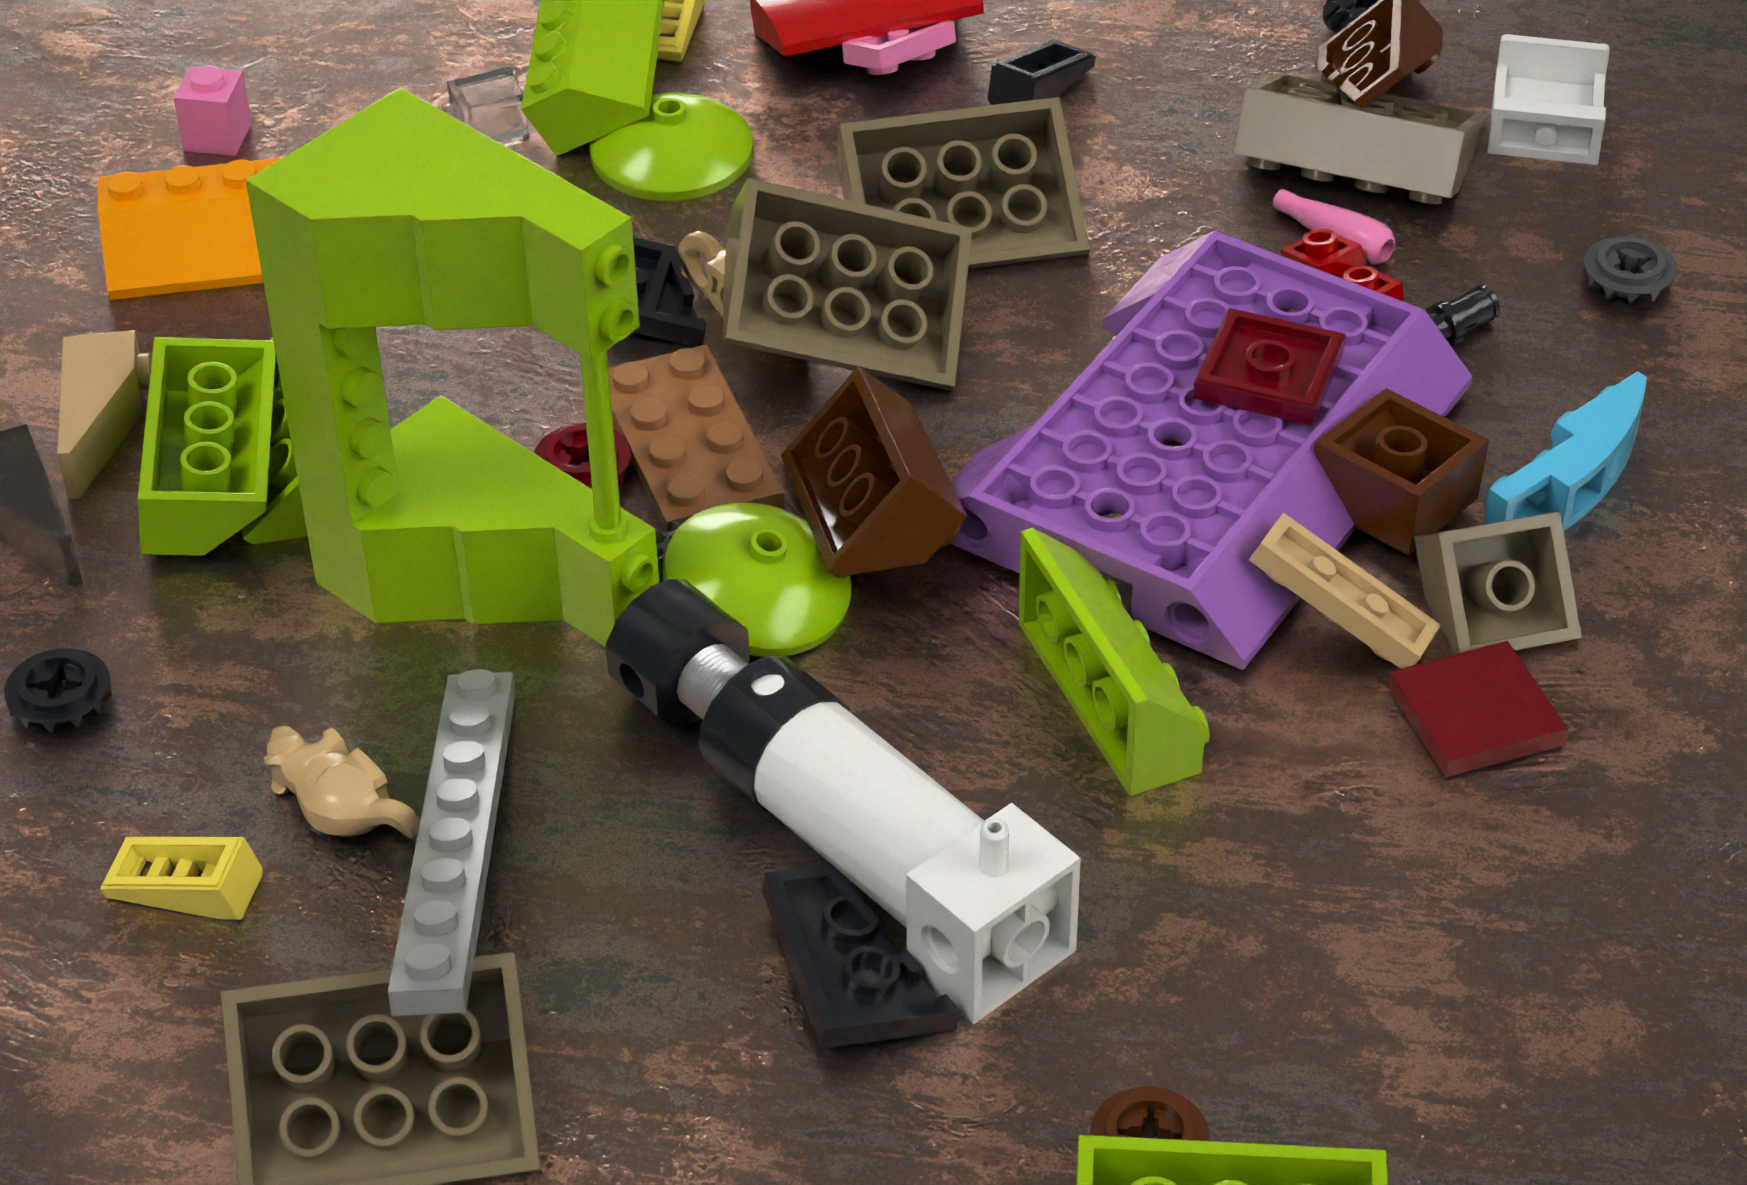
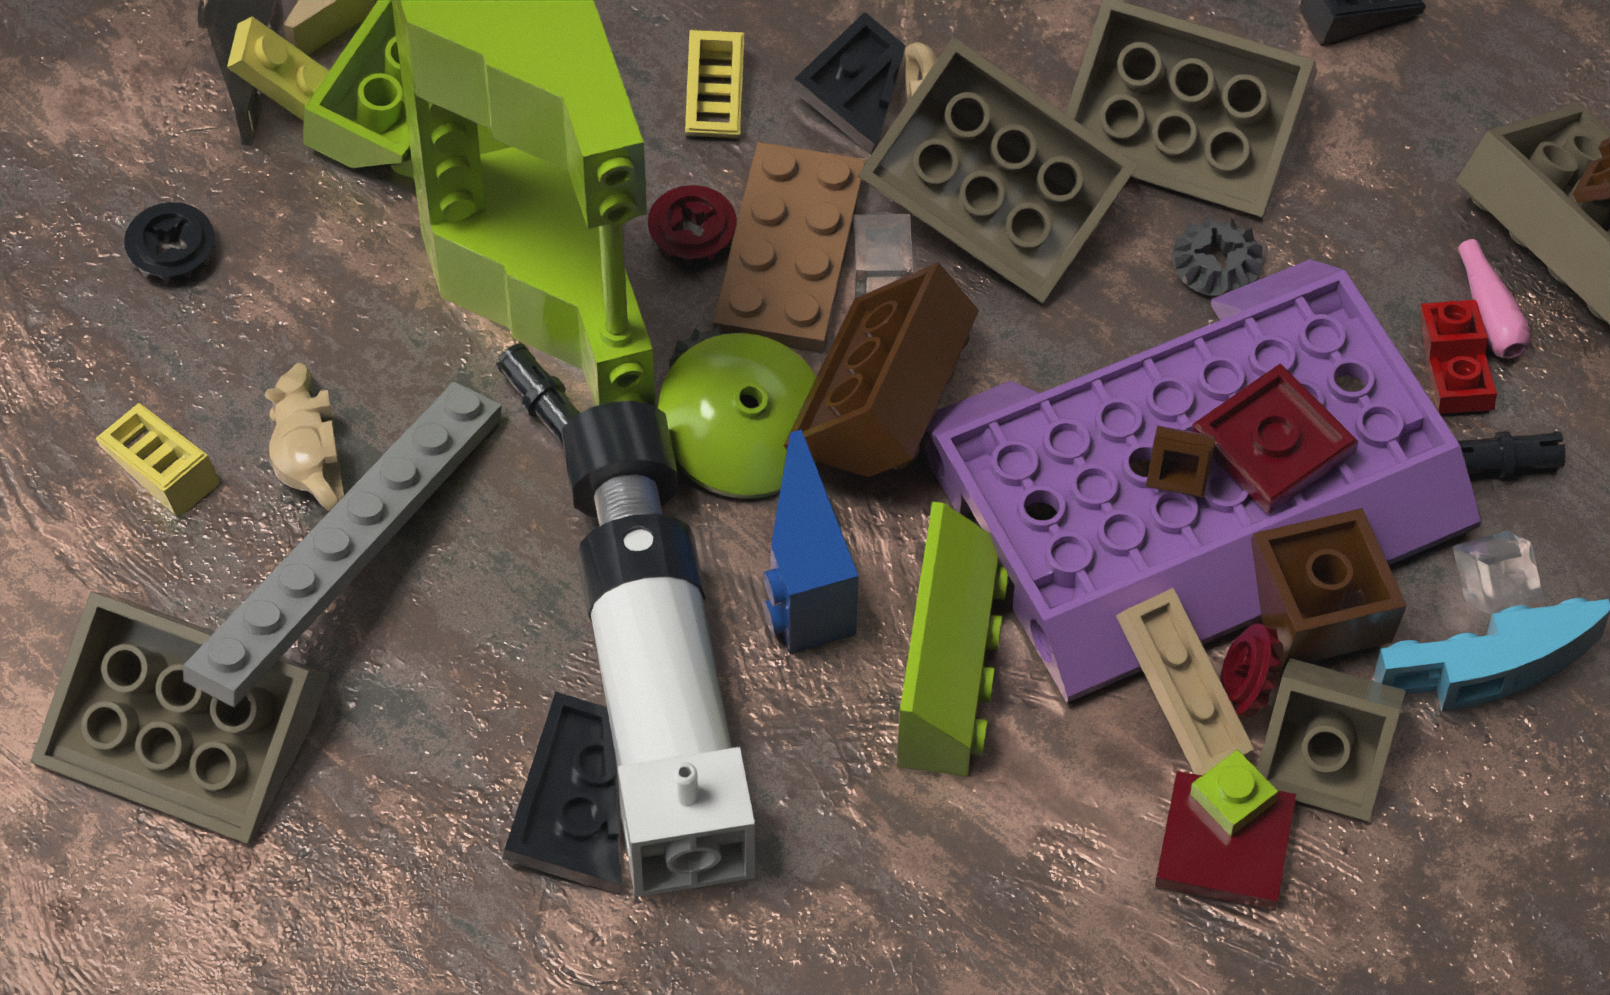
camera: 30 degrees right, 15 degrees up
(79, 493) = (274, 66): none -> light yellow plate
(501, 362) = (714, 46): none -> light yellow slope
(546, 648) = (540, 392): none -> black pin
(781, 401) = (880, 250): none -> clear brick
(923, 644) = (811, 570): none -> blue slope
(1077, 303) = (1201, 269): none -> dark grey gear
(1210, 409) = (1180, 461): none -> reddish brown brick
(1373, 552) = (1252, 669): none -> dark red gear
(1458, 660) = (1234, 792): none -> lime plate
(1528, 396) = (1498, 572): none -> clear brick

